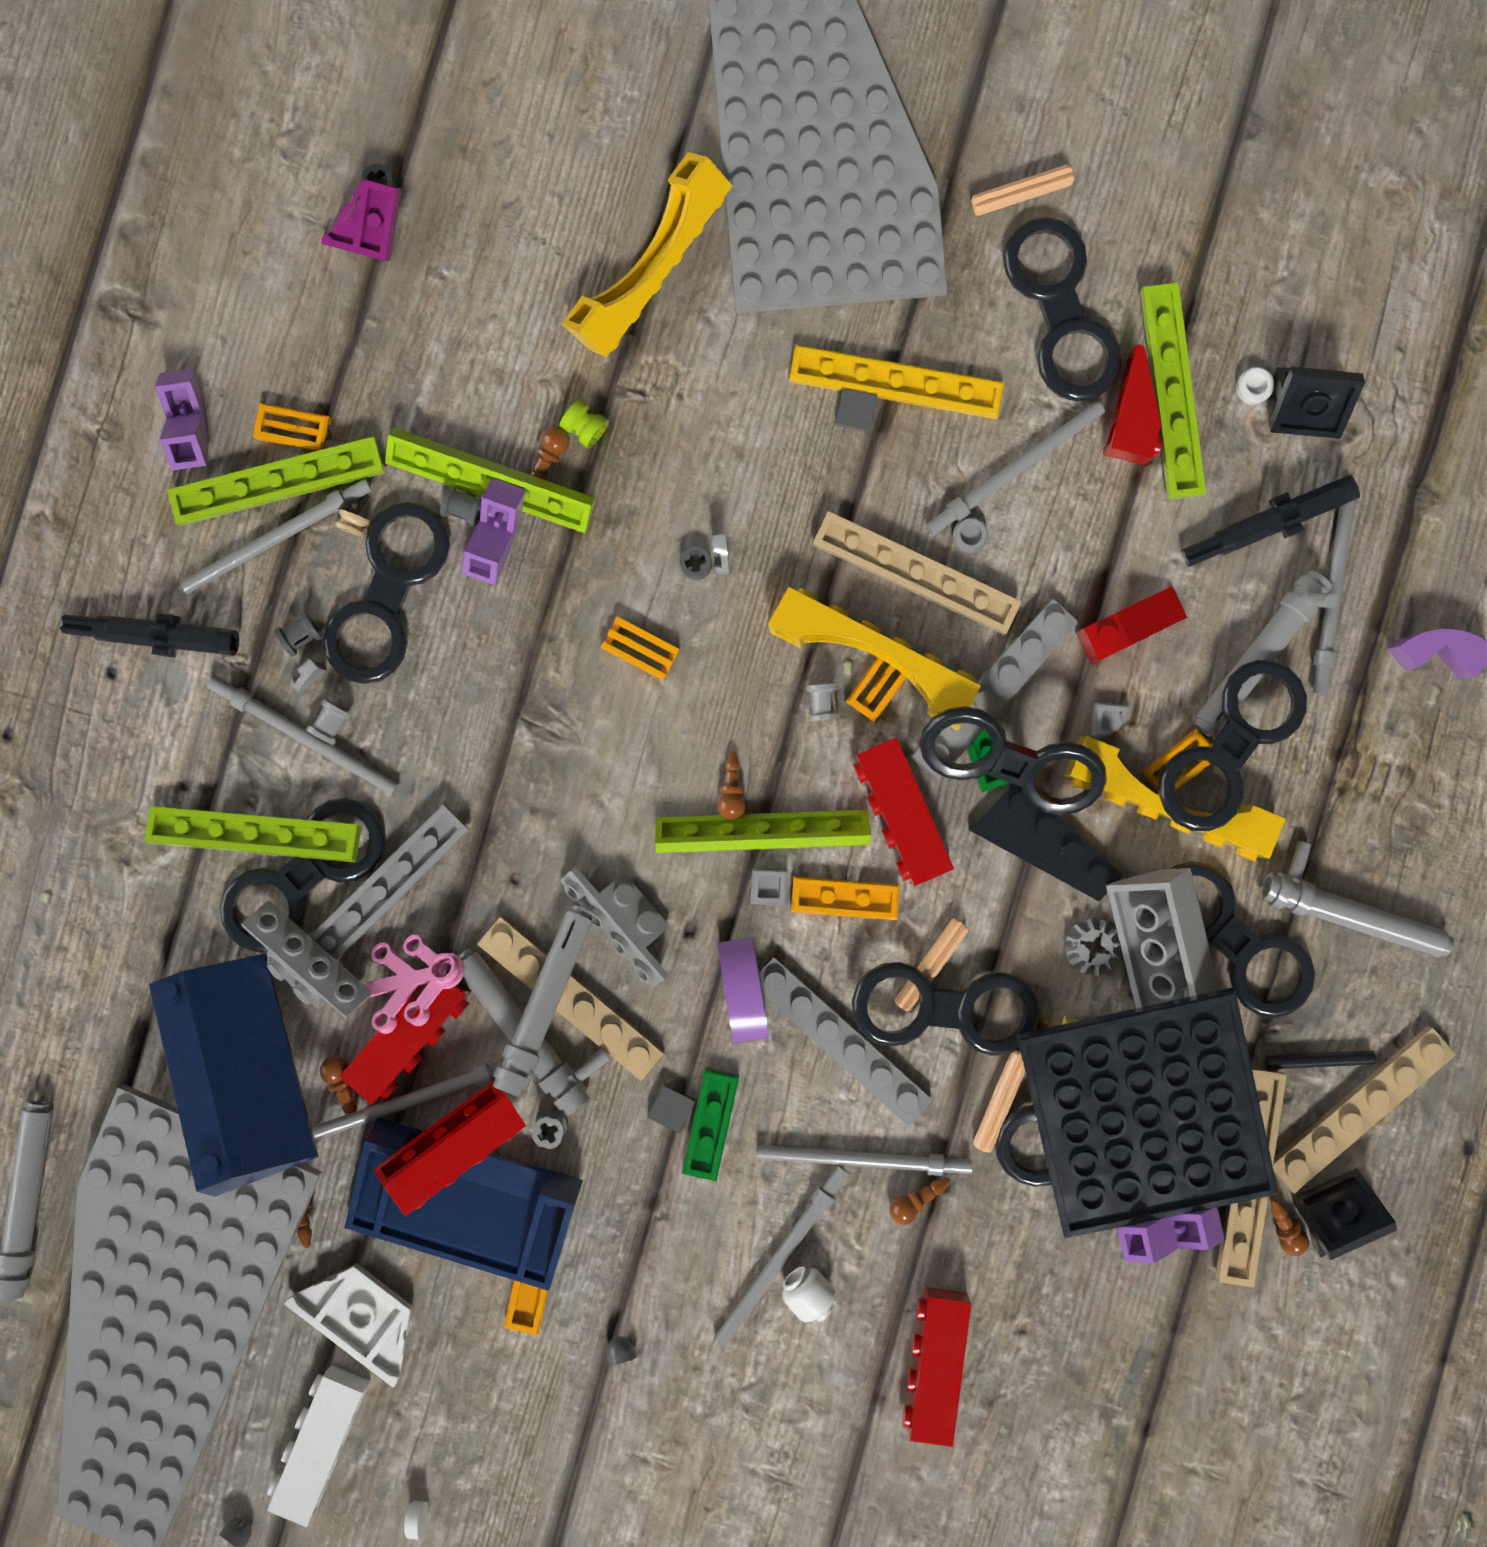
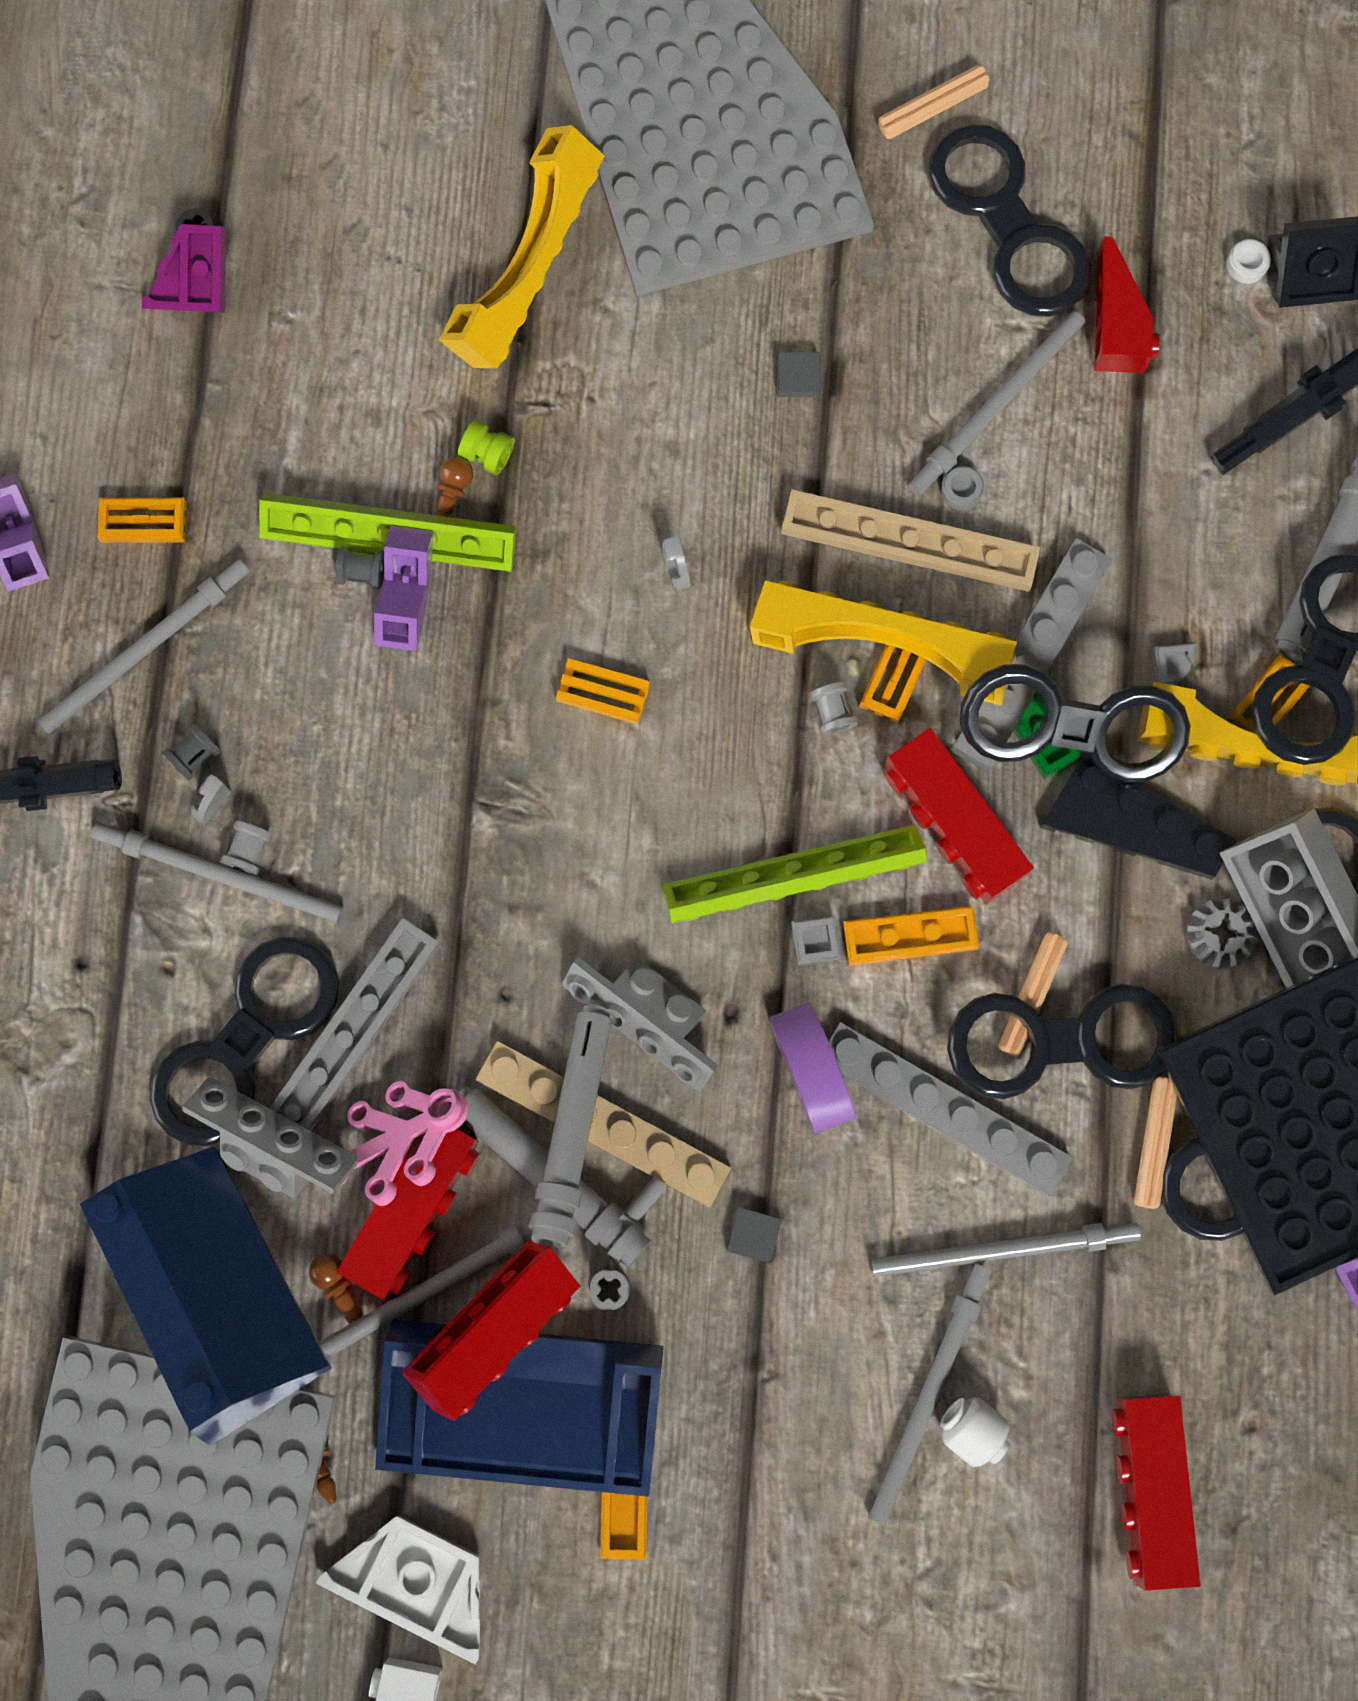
camera: 10 degrees left, 10 degrees down
(253, 834) = (176, 998): lime plate -> none
(276, 481) = (133, 582): lime plate -> none
(351, 523) = (233, 612): tan bush -> none
(386, 593) = (287, 686): black bar -> none
(620, 1351) = (753, 1557): dark grey hinge -> none
(704, 568) = (660, 583): dark grey bush -> none
(710, 1124) = (806, 1245): green tile -> none
(731, 803) = (750, 849): dark orange bar -> none
(897, 381) = (839, 334): yellow tile -> none
(905, 1208) = (1070, 1299): dark orange bar -> none
(1131, 625) = (1171, 551): red slope -> none
(1173, 390) = (1158, 280): lime plate -> none

